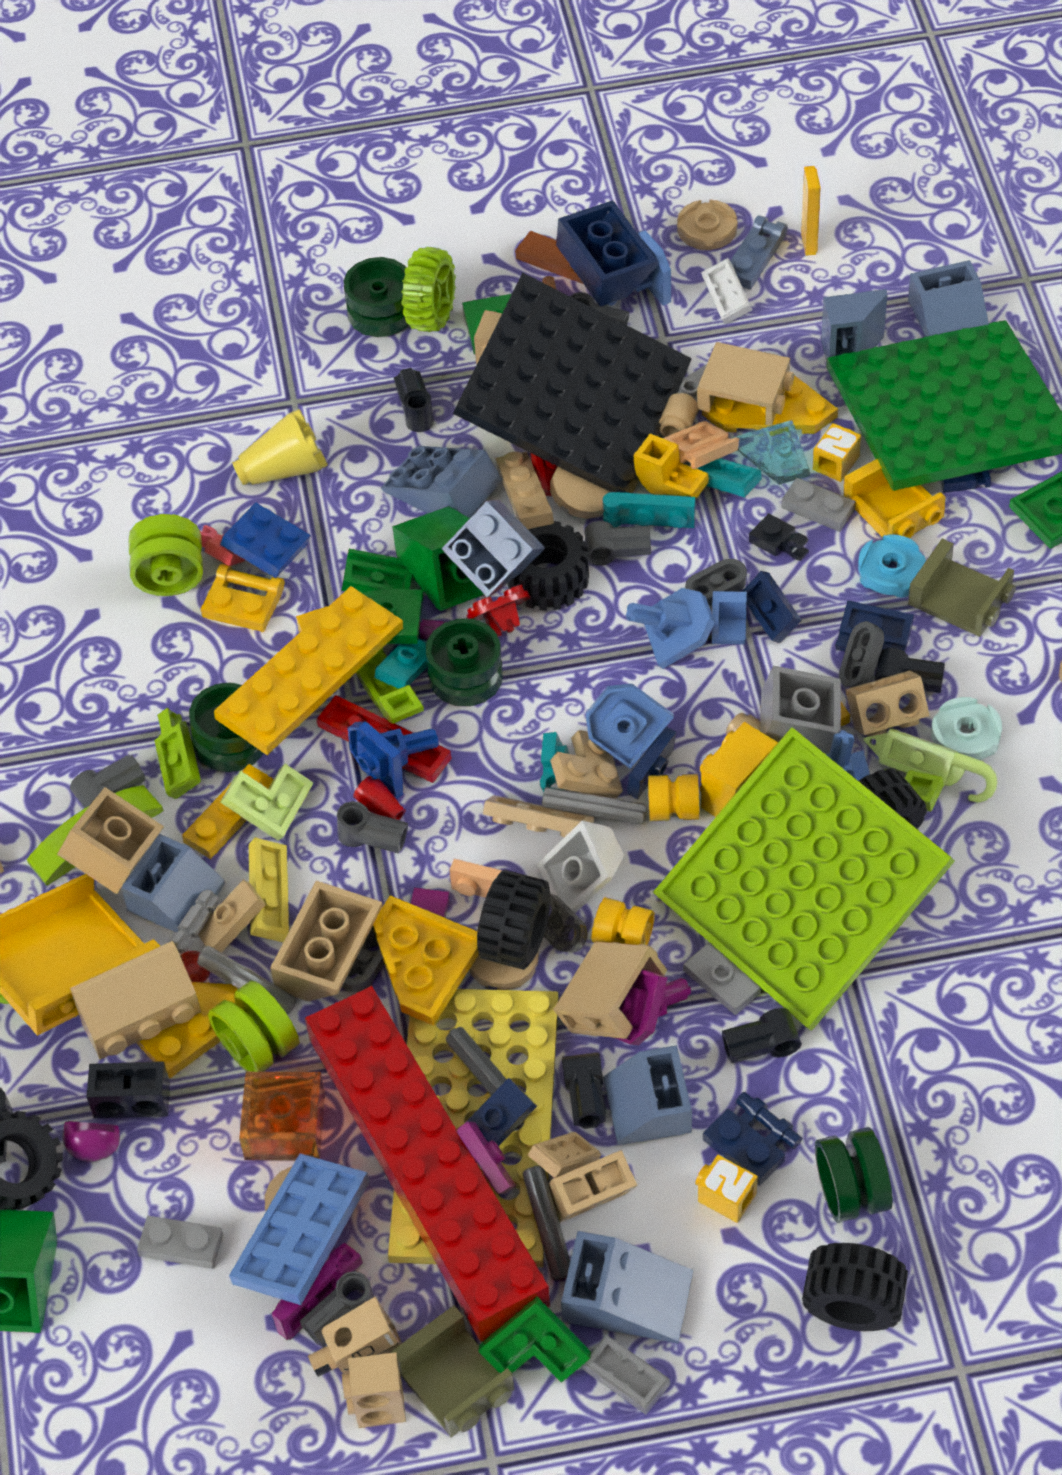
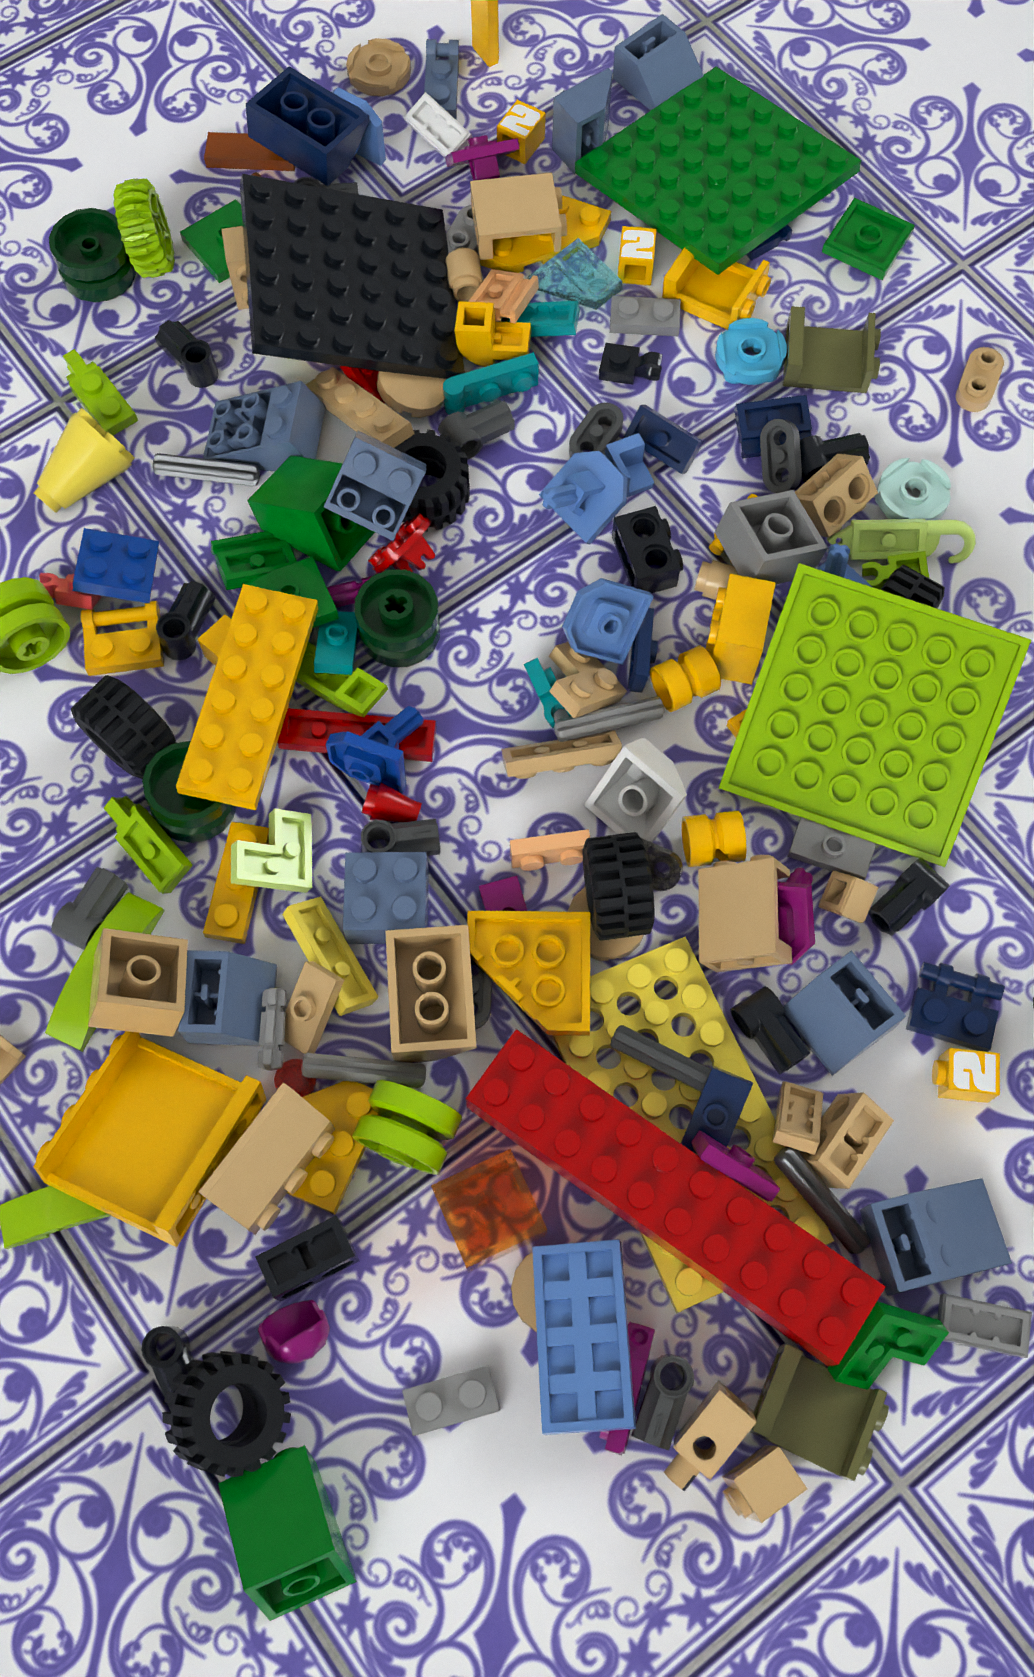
camera: 30 degrees left, 15 degrees up
(201, 653) = (122, 725): none -> black tyre
(297, 600) = (184, 619): none -> black piece
(326, 407) = (98, 394): none -> lime hinge
(336, 857) = (384, 894): none -> sand blue brick
(379, 494) = (206, 469): none -> axle
(702, 681) = (640, 552): none -> black brick
(710, 1016) = (848, 896): none -> tan slope
(745, 326) = (482, 156): none -> magenta piece
(796, 317) = (527, 125): none -> yellow brick

